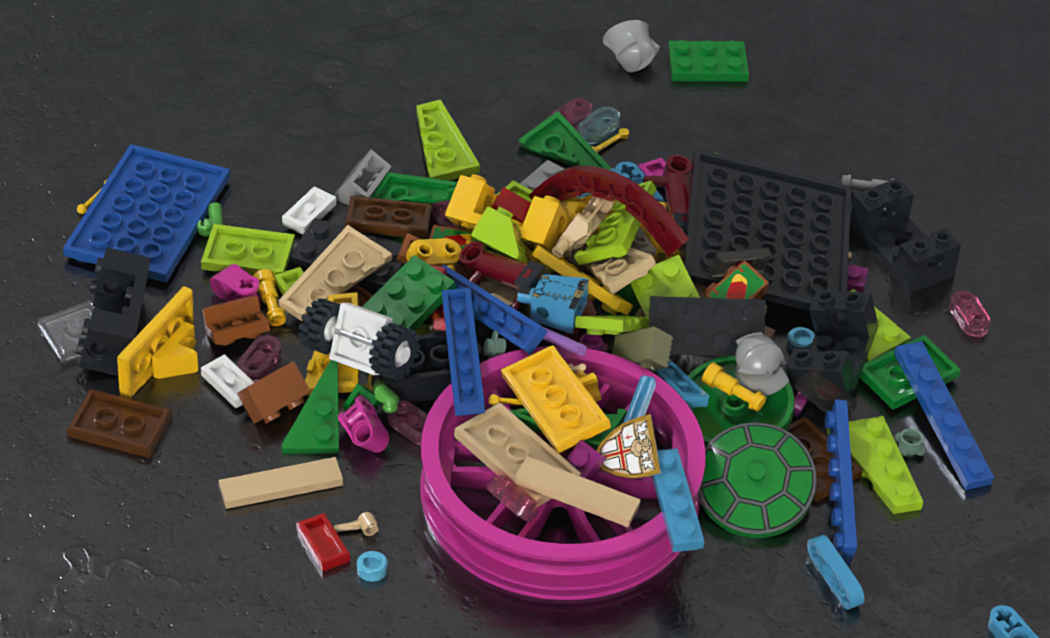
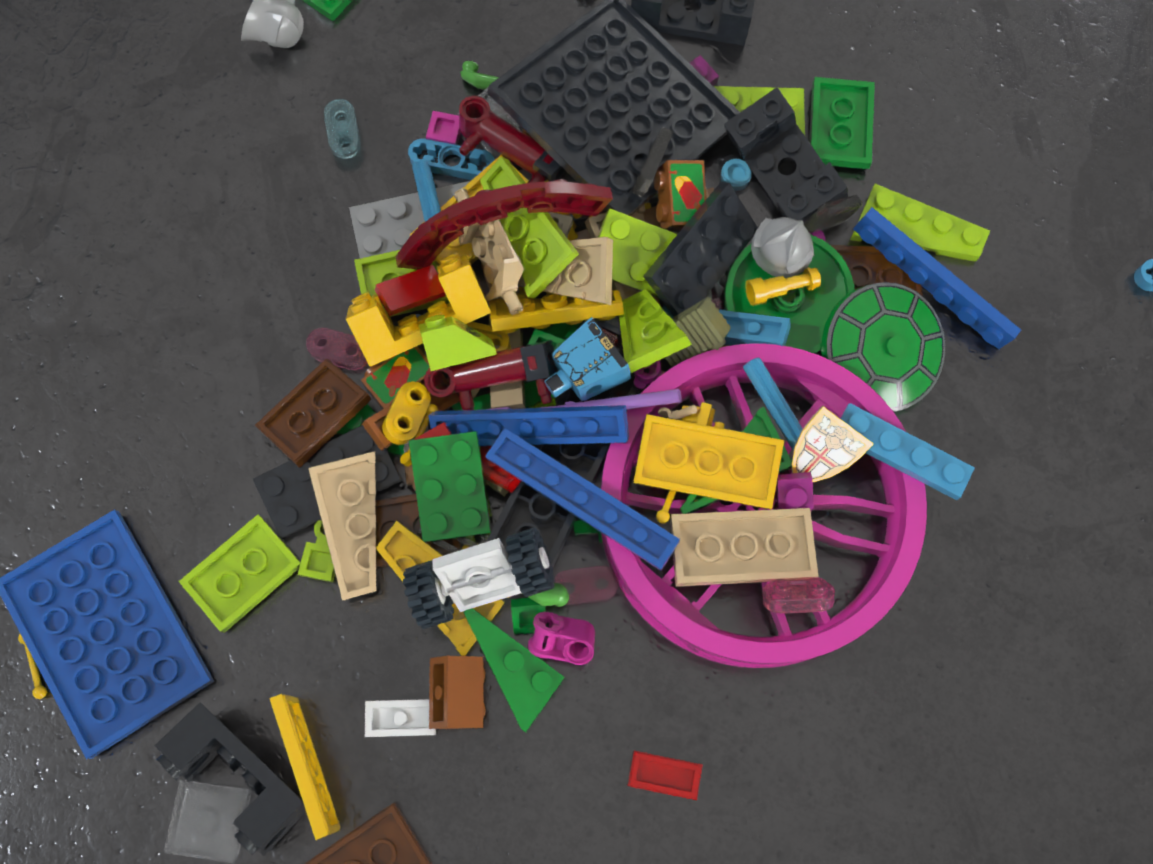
camera: 50 degrees left, 30 degrees up
(177, 354) = (325, 754): yellow slope -> none
(215, 217) = (170, 575): bright green arm -> none
(234, 284) = (277, 620): dark pink piece -> none
(235, 320) = (329, 657): dark orange bracket -> none
(260, 357) = (393, 668): clear pink plate -> none
(269, 296) = (299, 589): yellow piece -> none
(280, 482) = (563, 763): tan tile -> none
(310, 206) = (233, 473): white plate -> none
(363, 178) = (235, 393): light grey brick -> none
(365, 521) = (674, 719): tan hand -> none
(372, 566) = (726, 751): medium azure tile -> none
(414, 189) = (291, 362): green wing -> none
(443, 144) = (254, 284): lime wing -> none
(494, 346) = (585, 458): sand green plate -> none
(561, 142) = (337, 178): green wing -> none
(575, 111) = (306, 140): clear pink plate -> none
(577, 491) = (836, 533): tan tile -> none
(623, 133) = (366, 116): yellow hinge -> none
(835, 572) = (1018, 362): dark azure beam -> none
(910, 442) = (920, 179): sand green plate -> none
(944, 415) = (914, 137): blue plate -> none
(970, 313) = (807, 21): clear pink plate -> none

